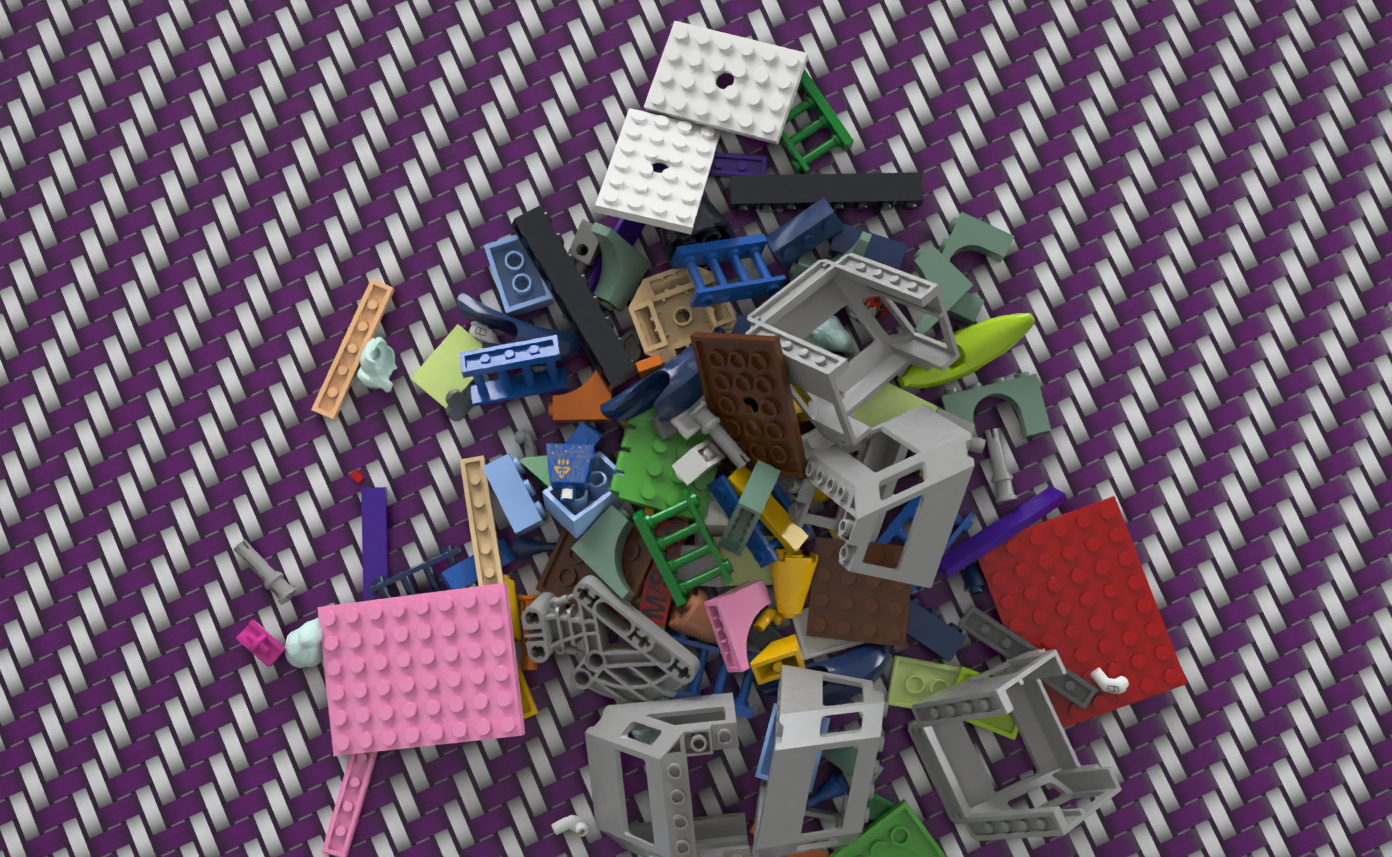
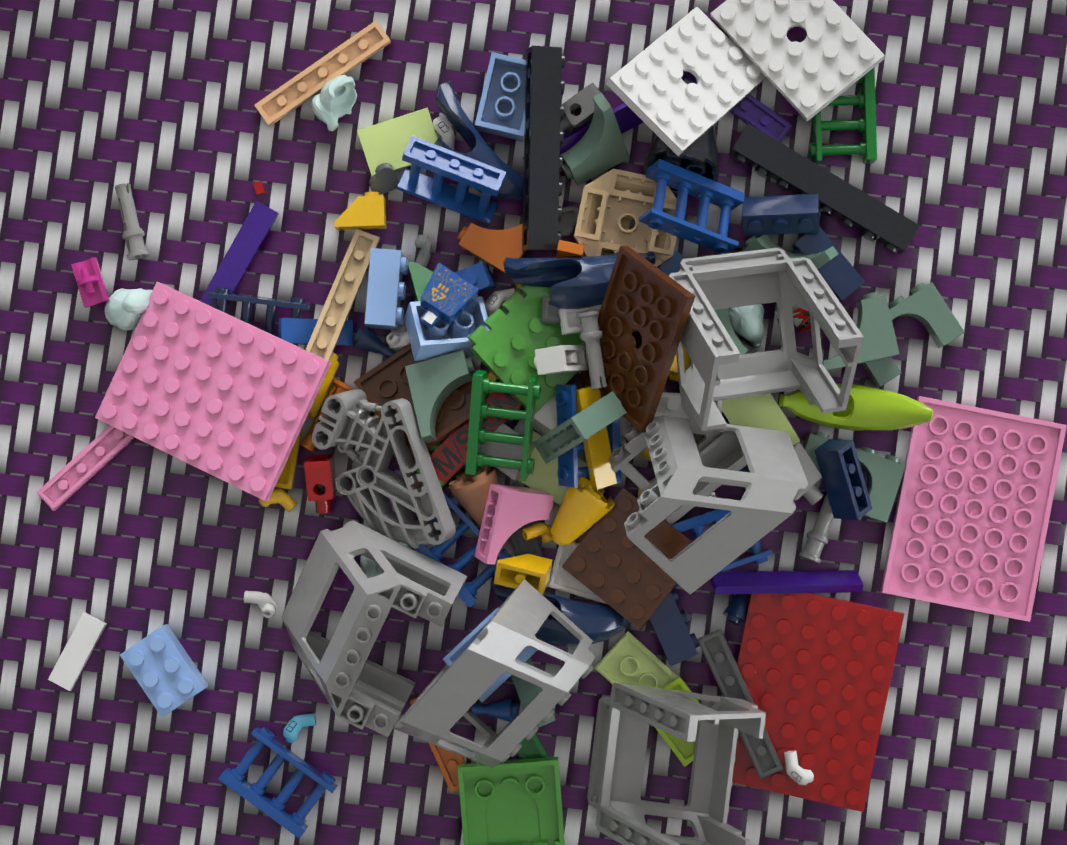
camera: 30 degrees right, 5 degrees up
(458, 443) = (364, 213): none -> yellow slope
(532, 725) = (281, 497): none -> yellow arm
(551, 531) = (398, 340): none -> white arm
(551, 682) = (320, 470): none -> red torso
(613, 446) = (496, 300): none -> white arm
(993, 416) = (843, 479): none -> dark blue brick
(1115, 376) = (974, 509): none -> bright pink plate

